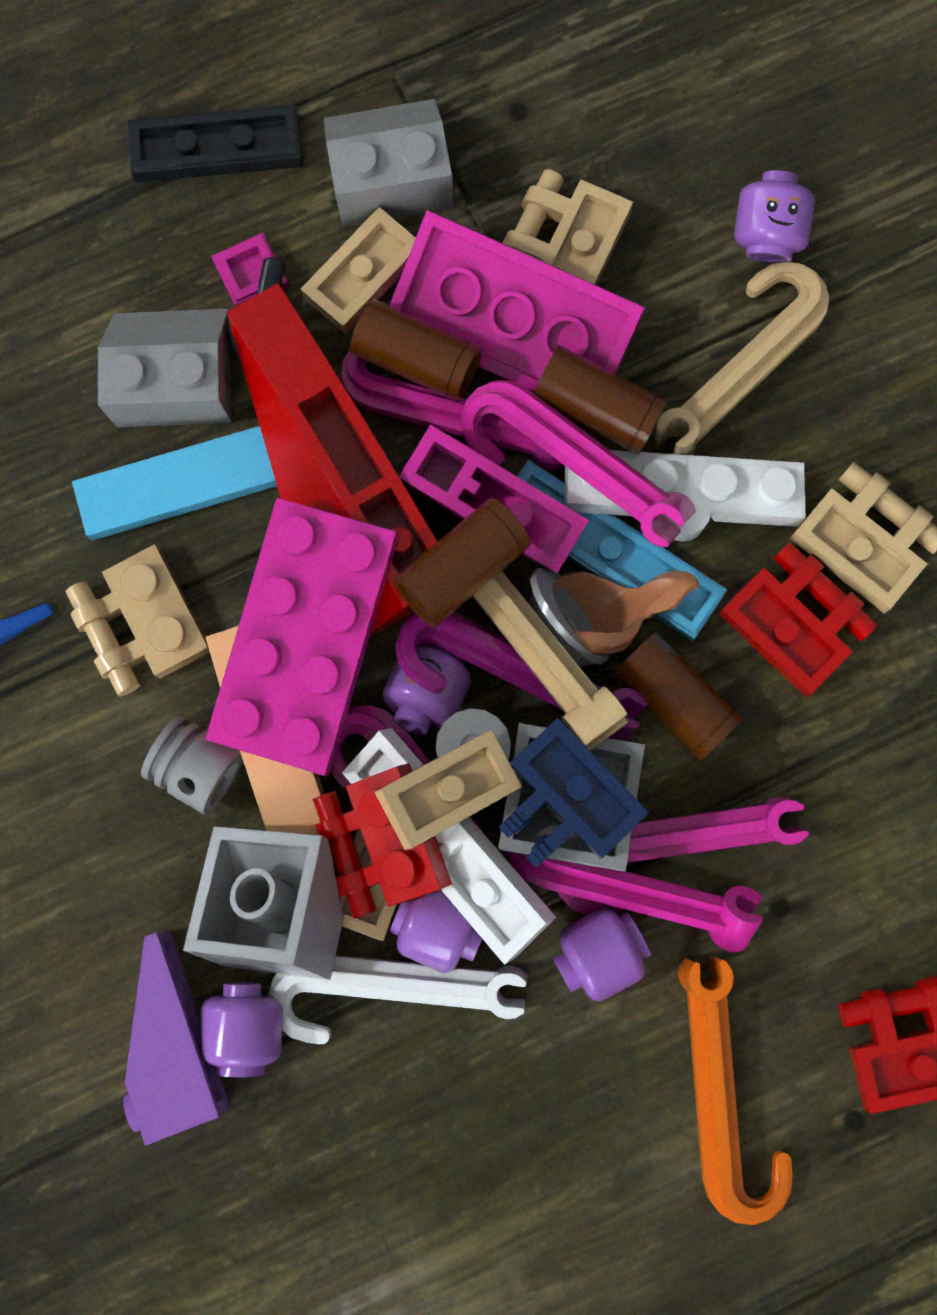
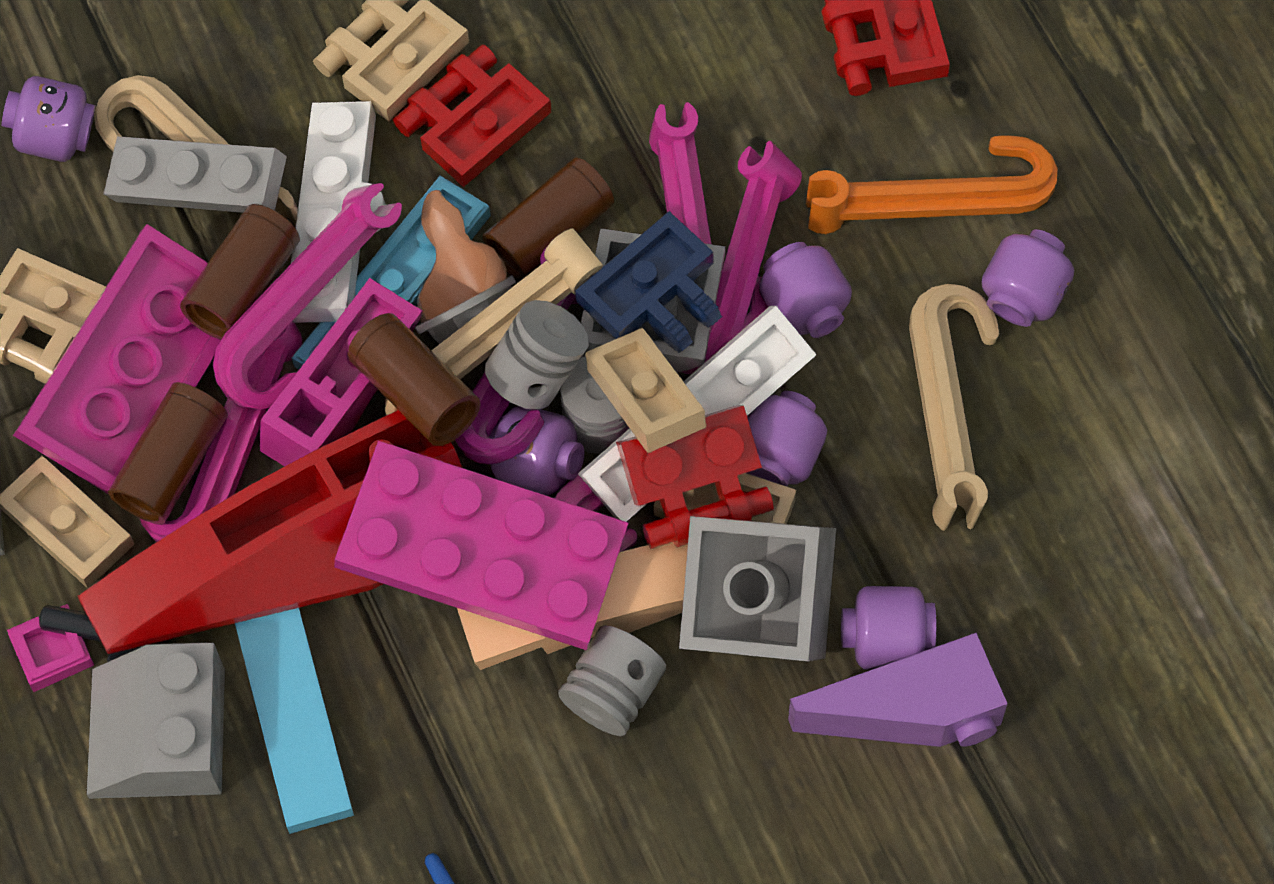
camera: 95 degrees left, 15 degrees down
(155, 612) = (441, 738): tan plate -> none
(402, 983) = (839, 475): white piece -> none
(489, 1091) = (943, 399): none -> tan piece
(493, 682) = (536, 349): none -> light grey piece
(618, 1188) = (1027, 277): none -> medium lavender head
(711, 356) = (194, 174): none -> light grey plate

